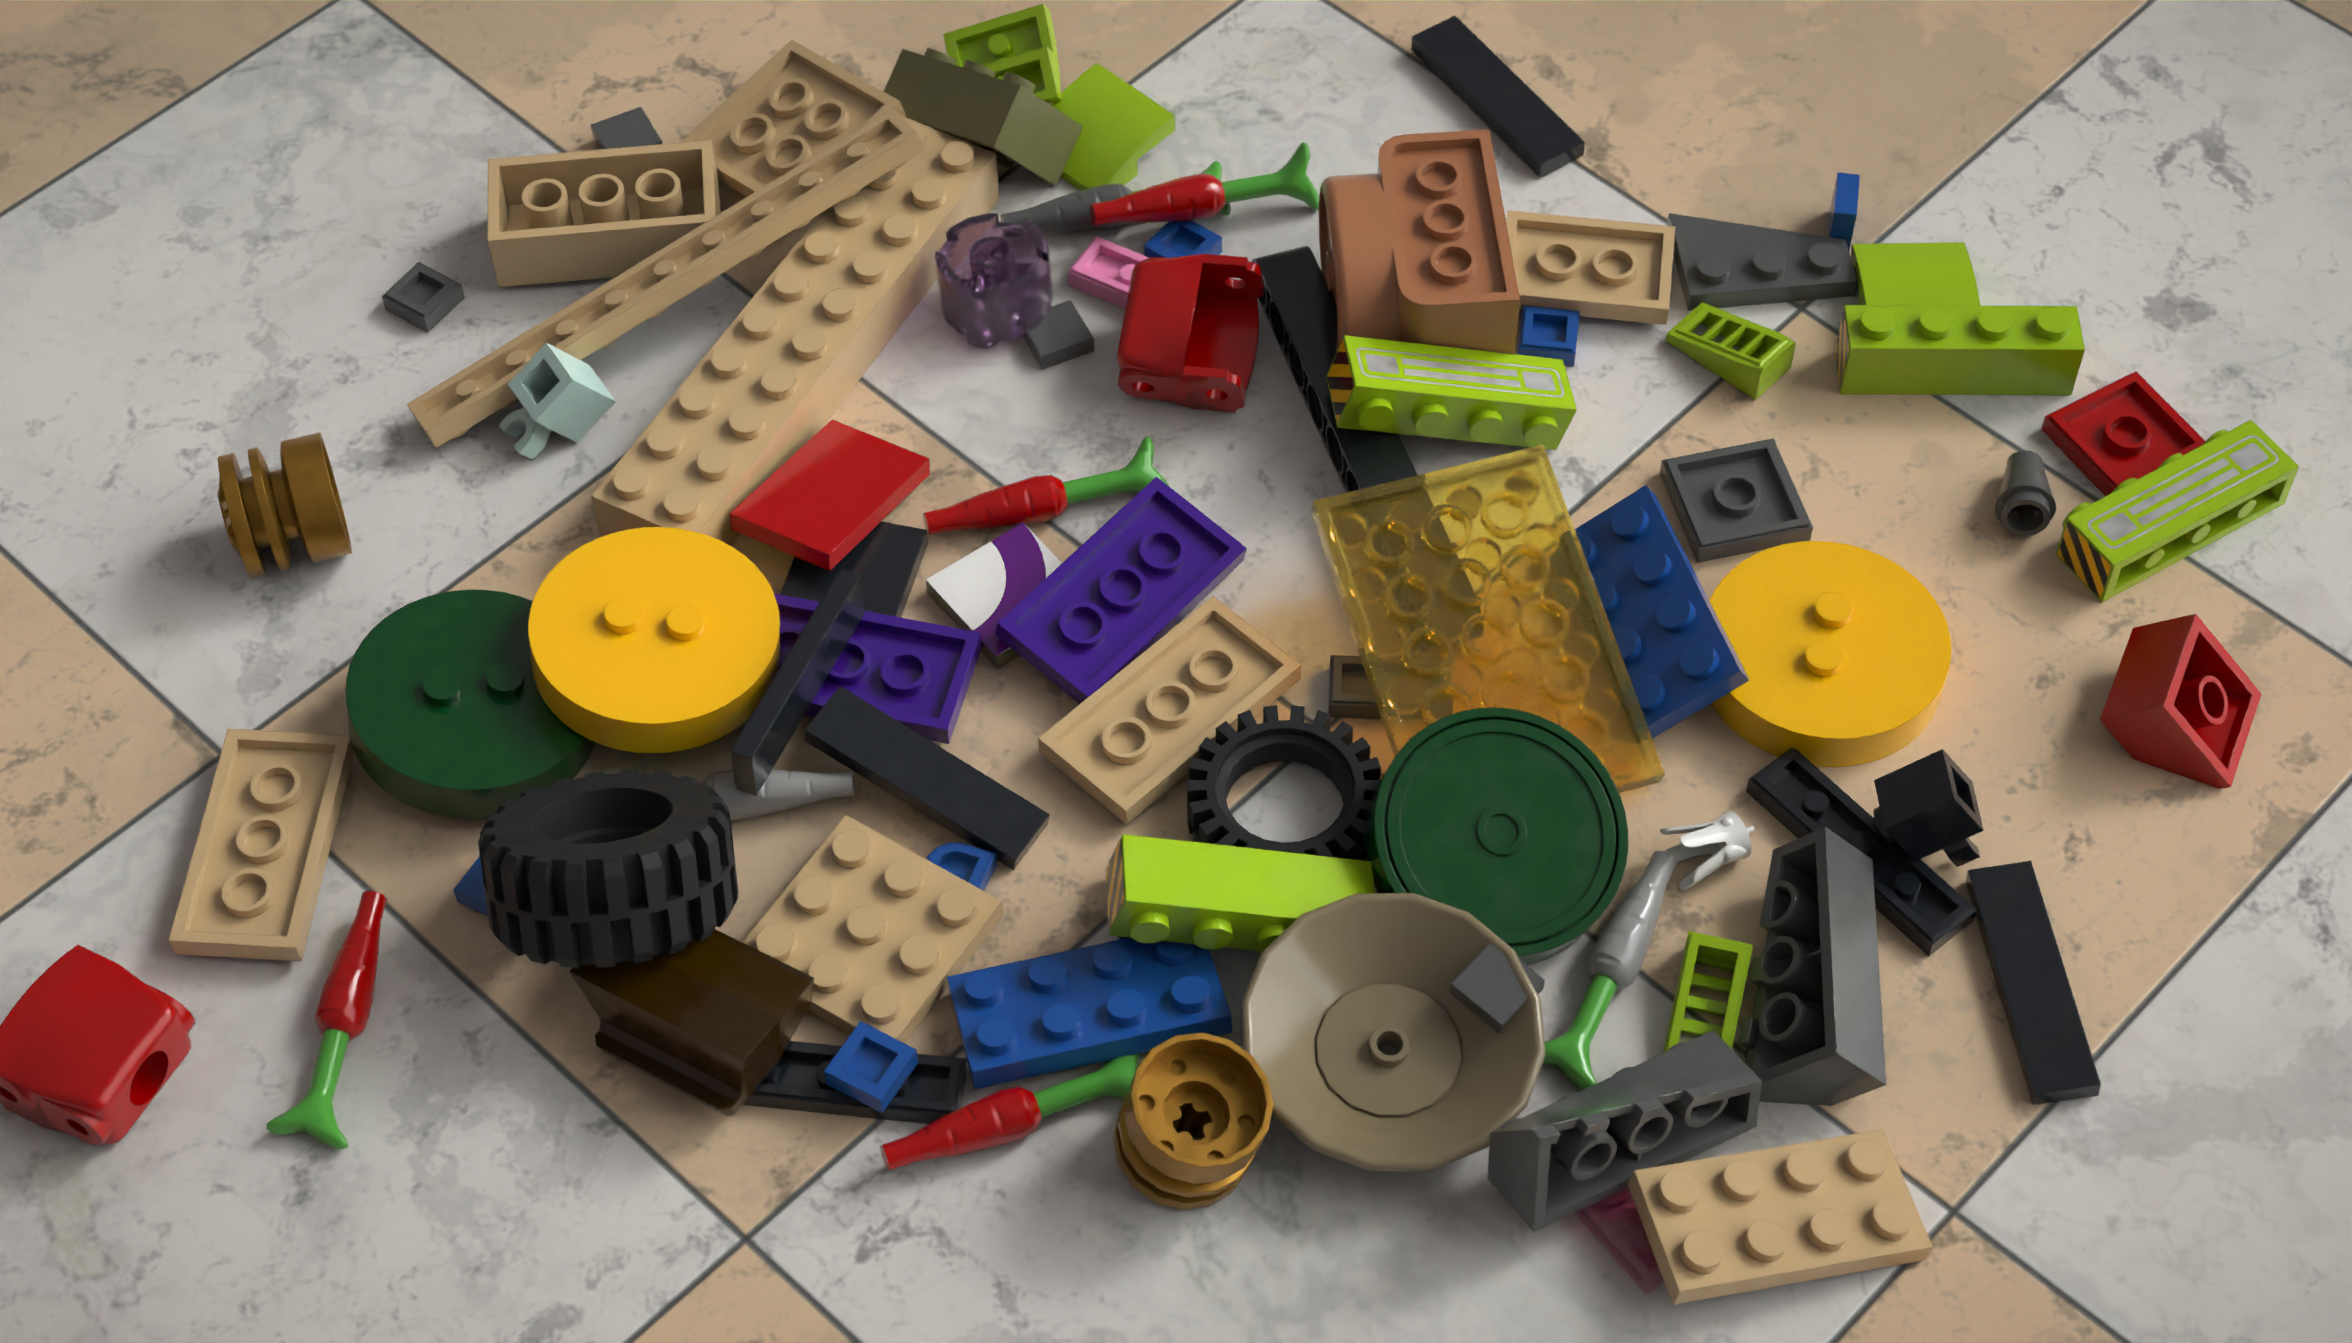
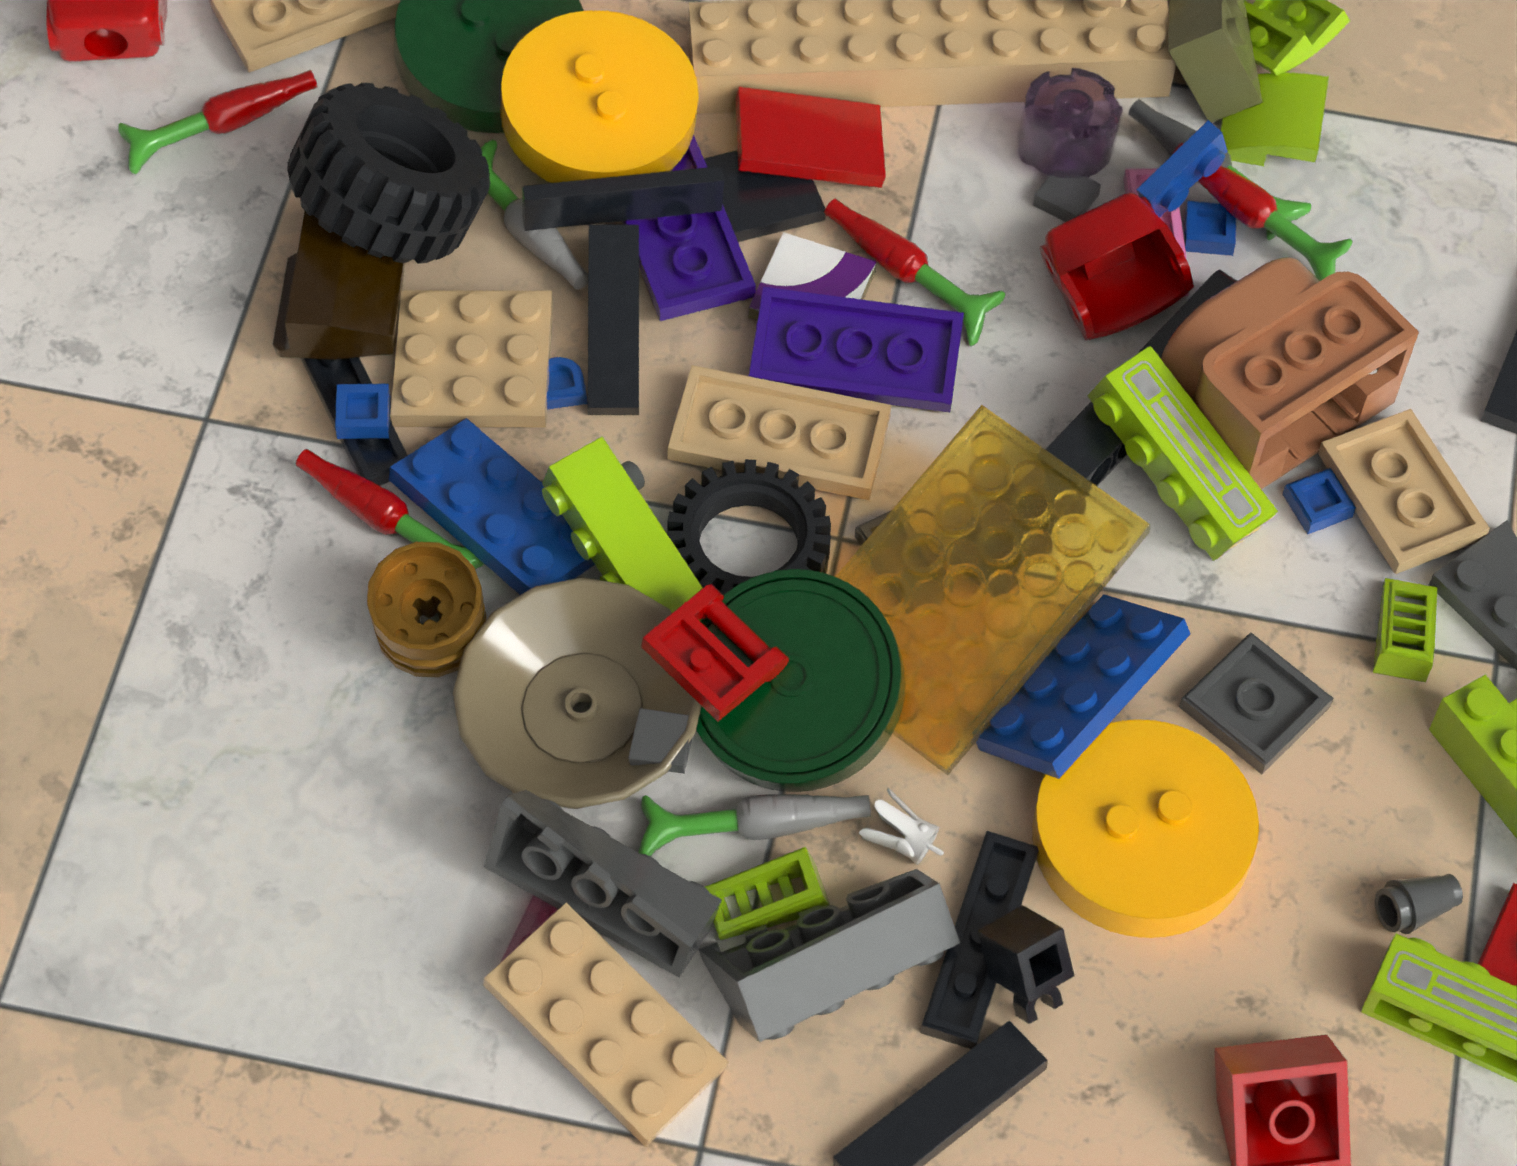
camera: 55 degrees right, 5 degrees up
(1134, 194) = (1195, 158): none -> blue plate
(1449, 889) = (703, 662): none -> red plate

